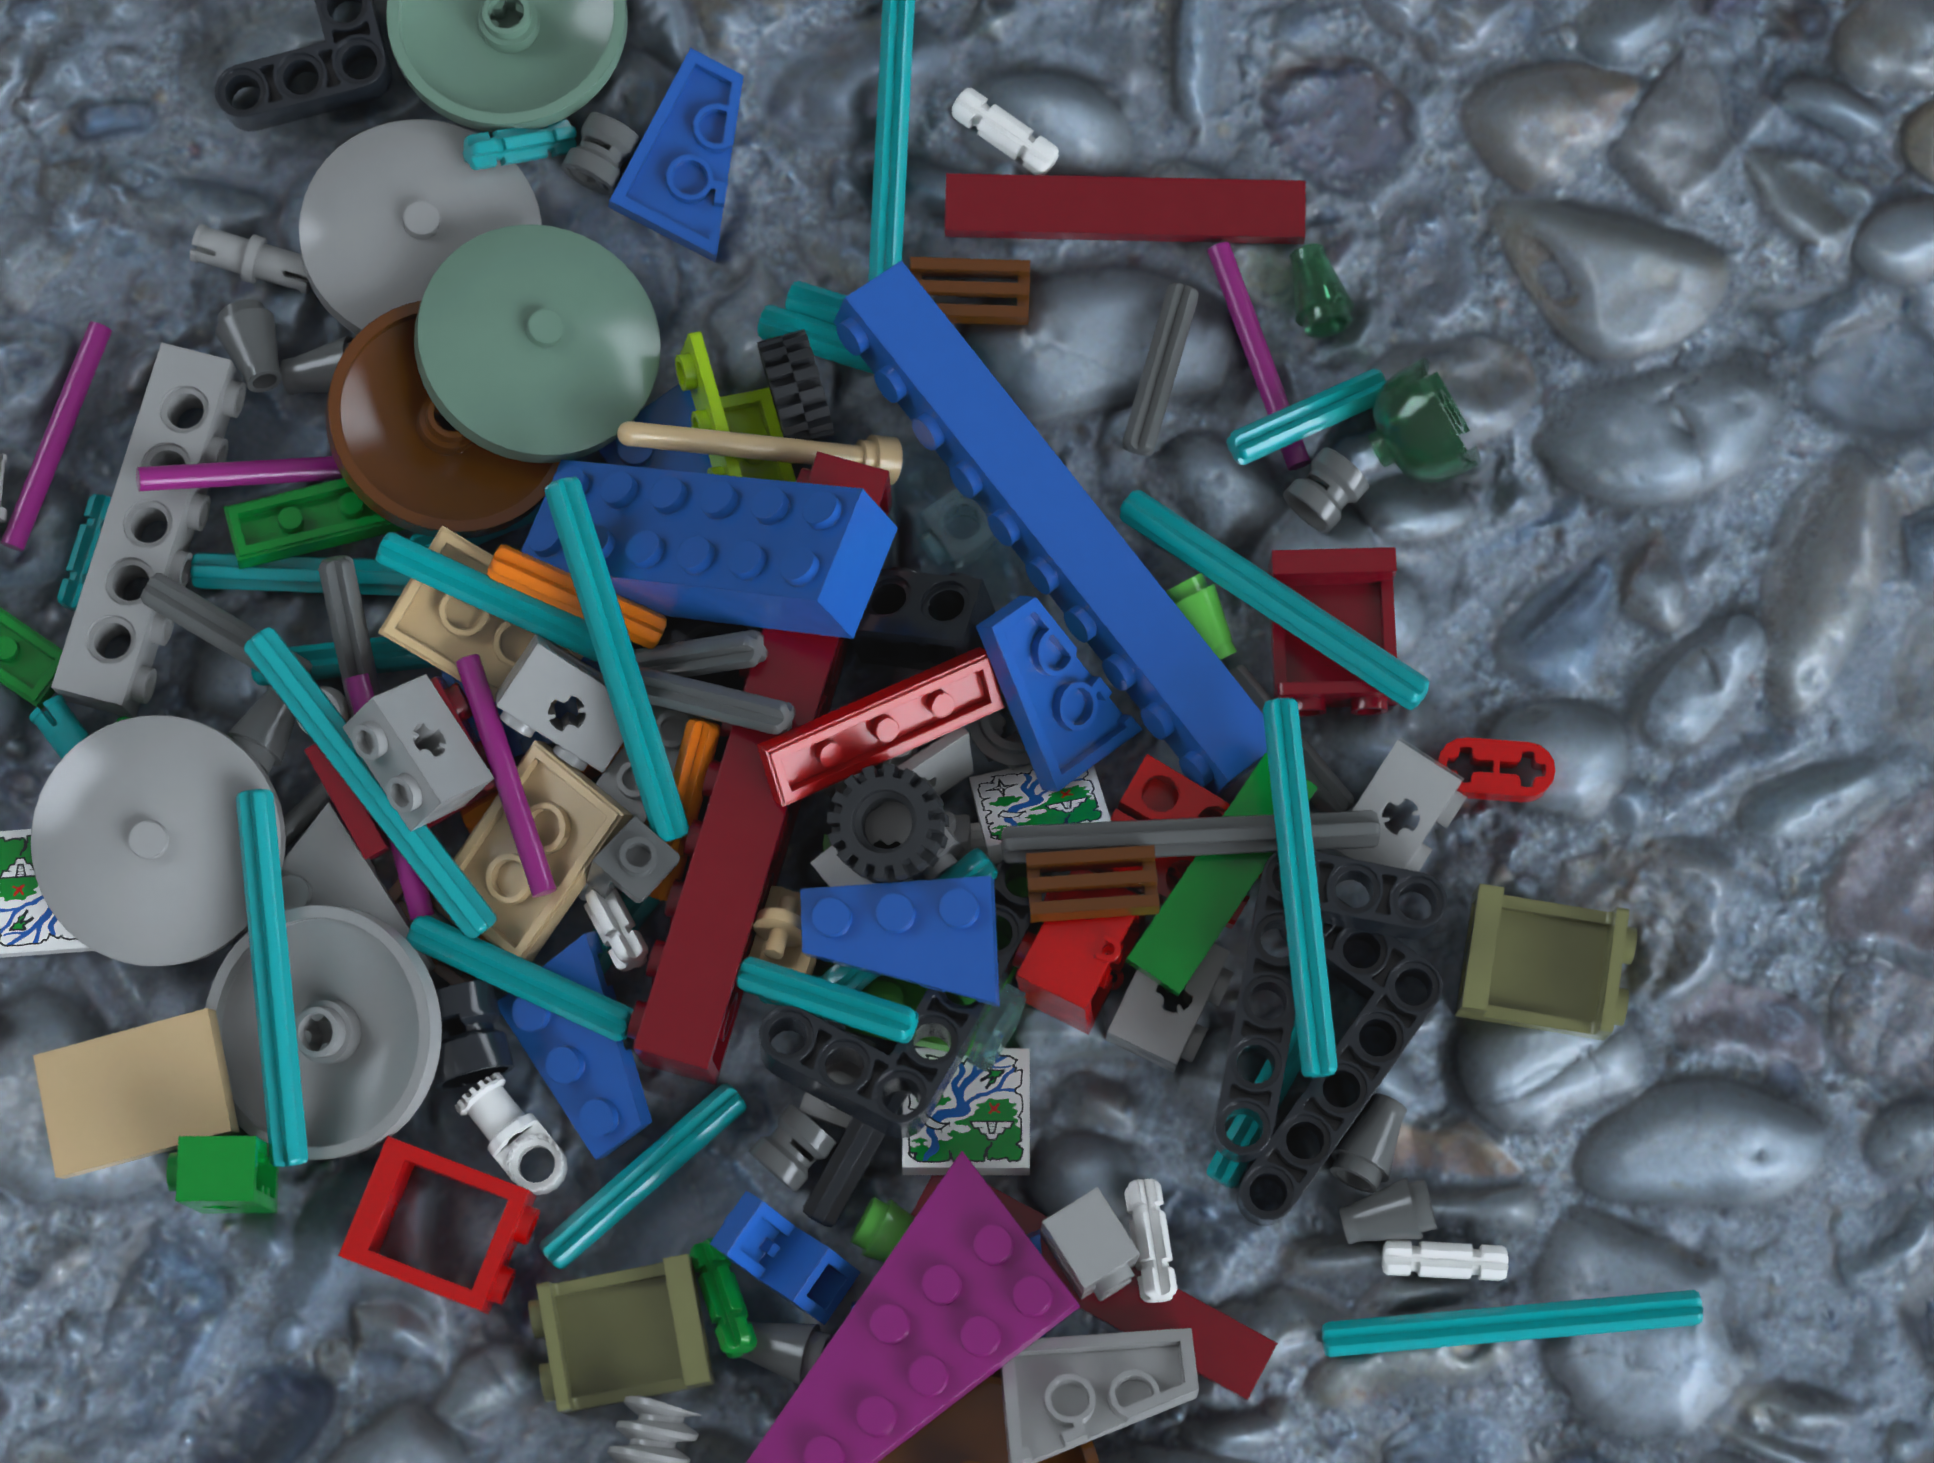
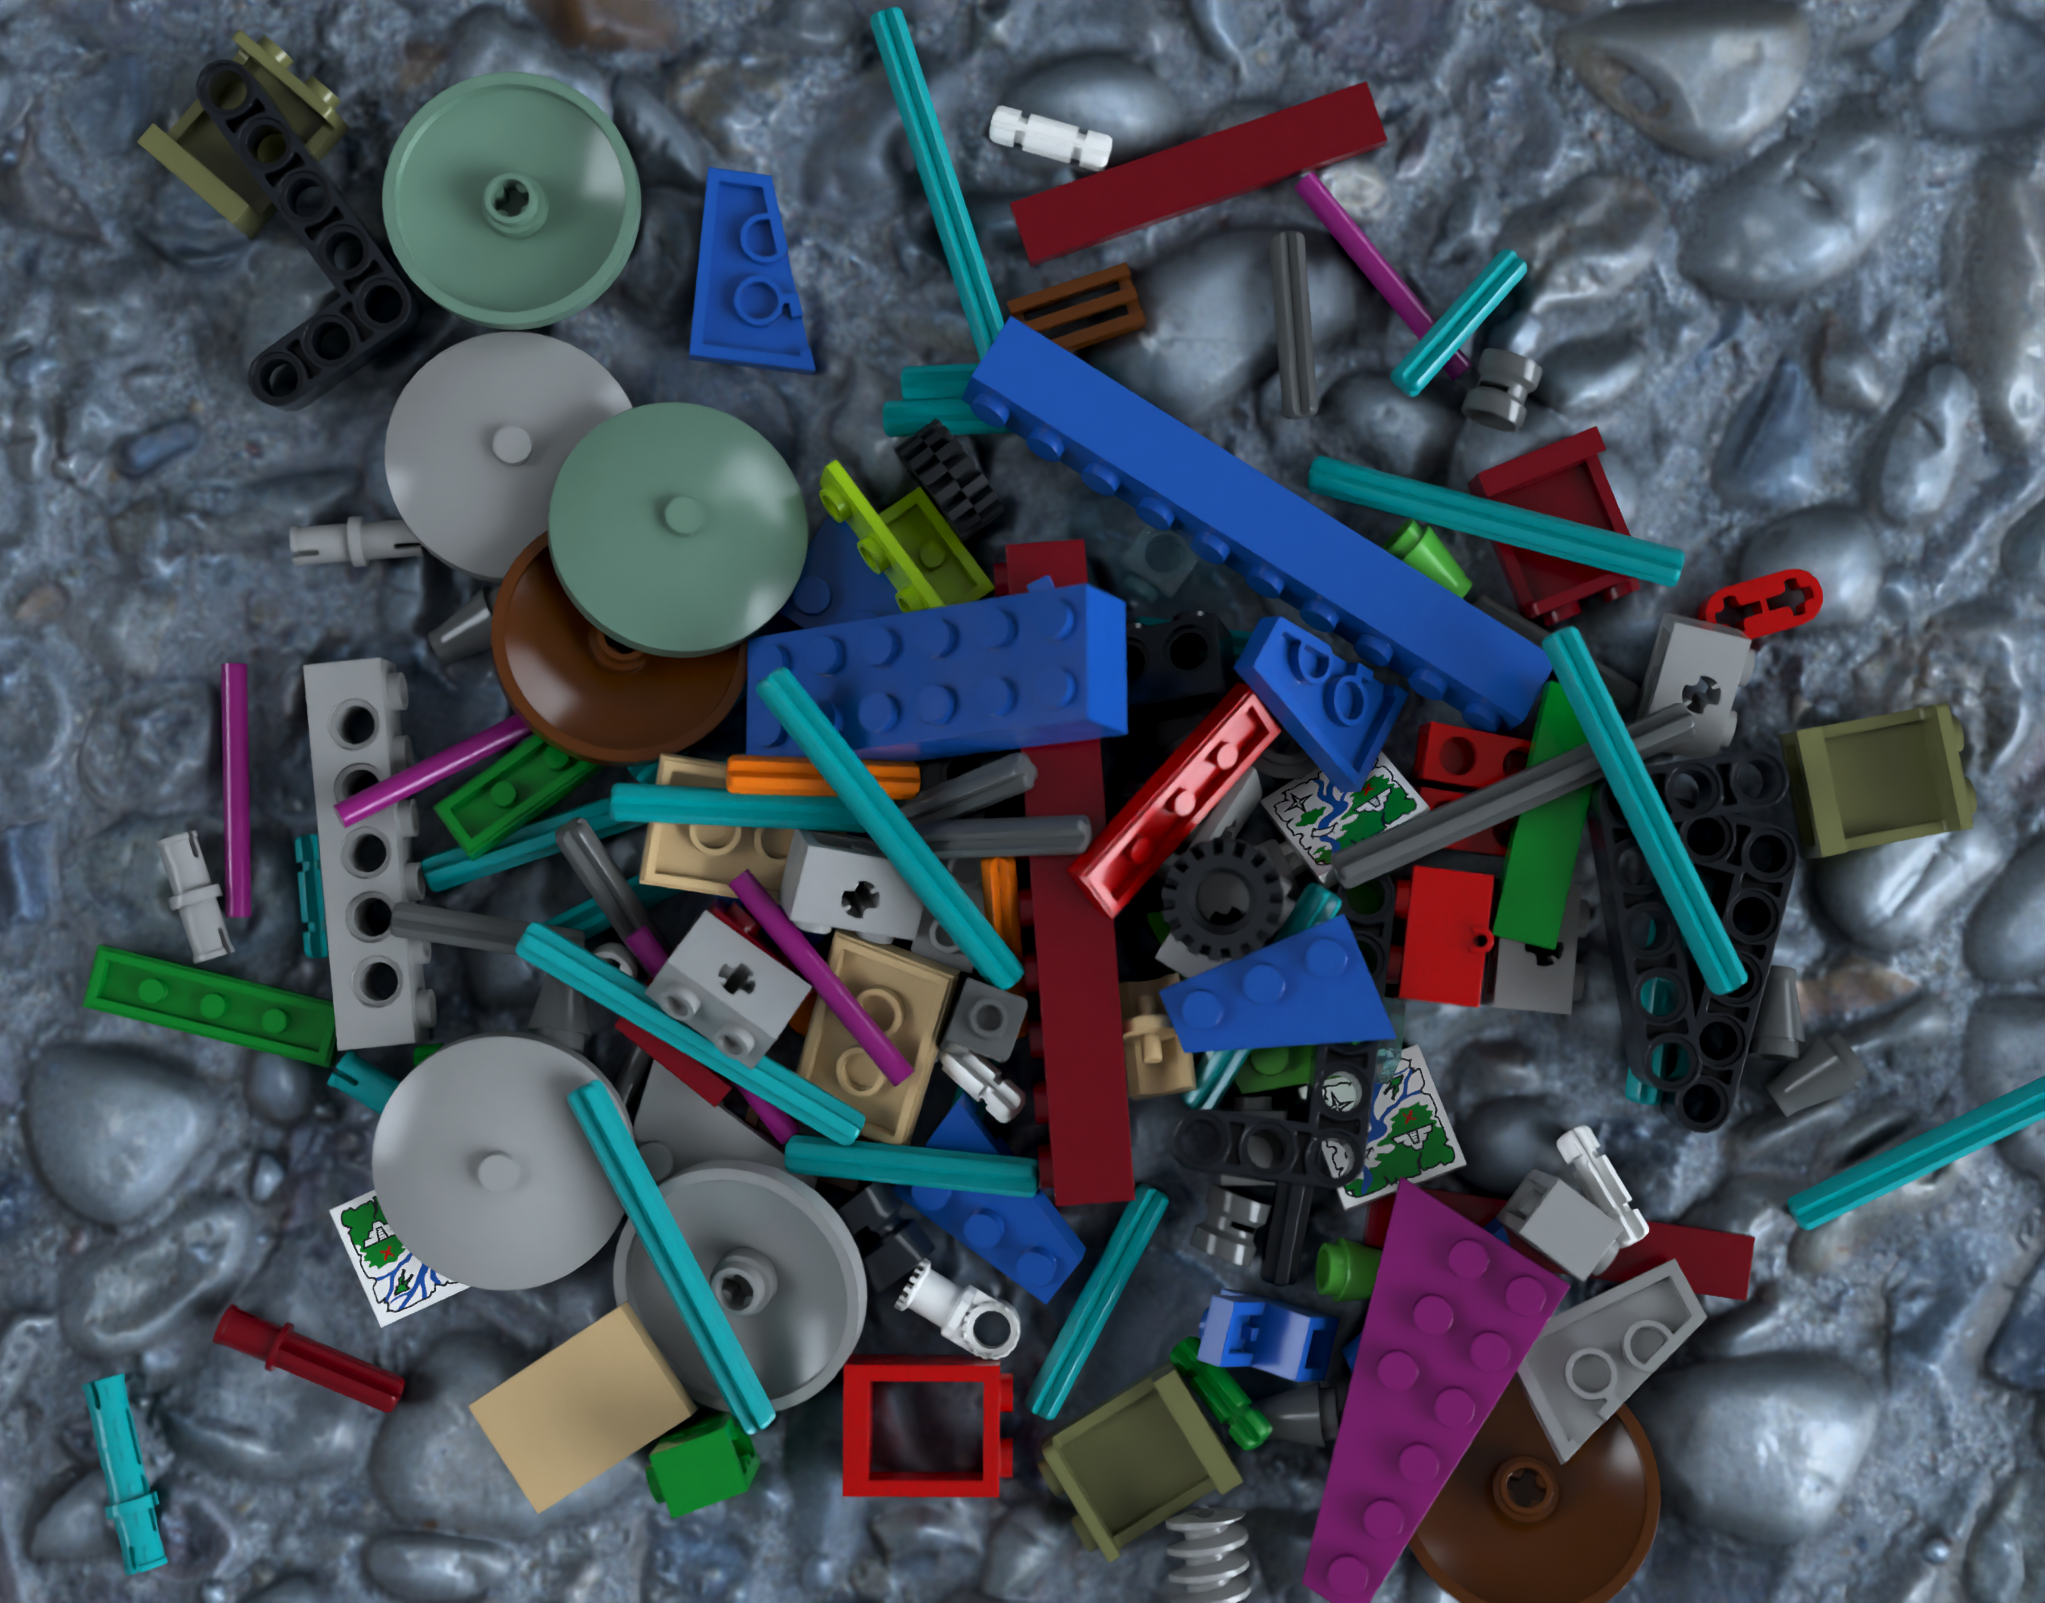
camera: 20 degrees left, 10 degrees up
(251, 342) = (390, 628): dark grey cone -> none
(518, 145) = (576, 330): teal axle -> none
(600, 153) = (660, 307): dark grey wheel -> none
(827, 999) = (1226, 1090): teal axle -> none
(875, 451) = (1050, 519): tan piece -> none
(1086, 860) = (1493, 857): reddish brown tile -> none
(1319, 295) = (1422, 193): clear green cone -> none
(1421, 427) = (1574, 294): clear green cylinder -> none
(1445, 1260) = (1882, 1098): white axle -> none

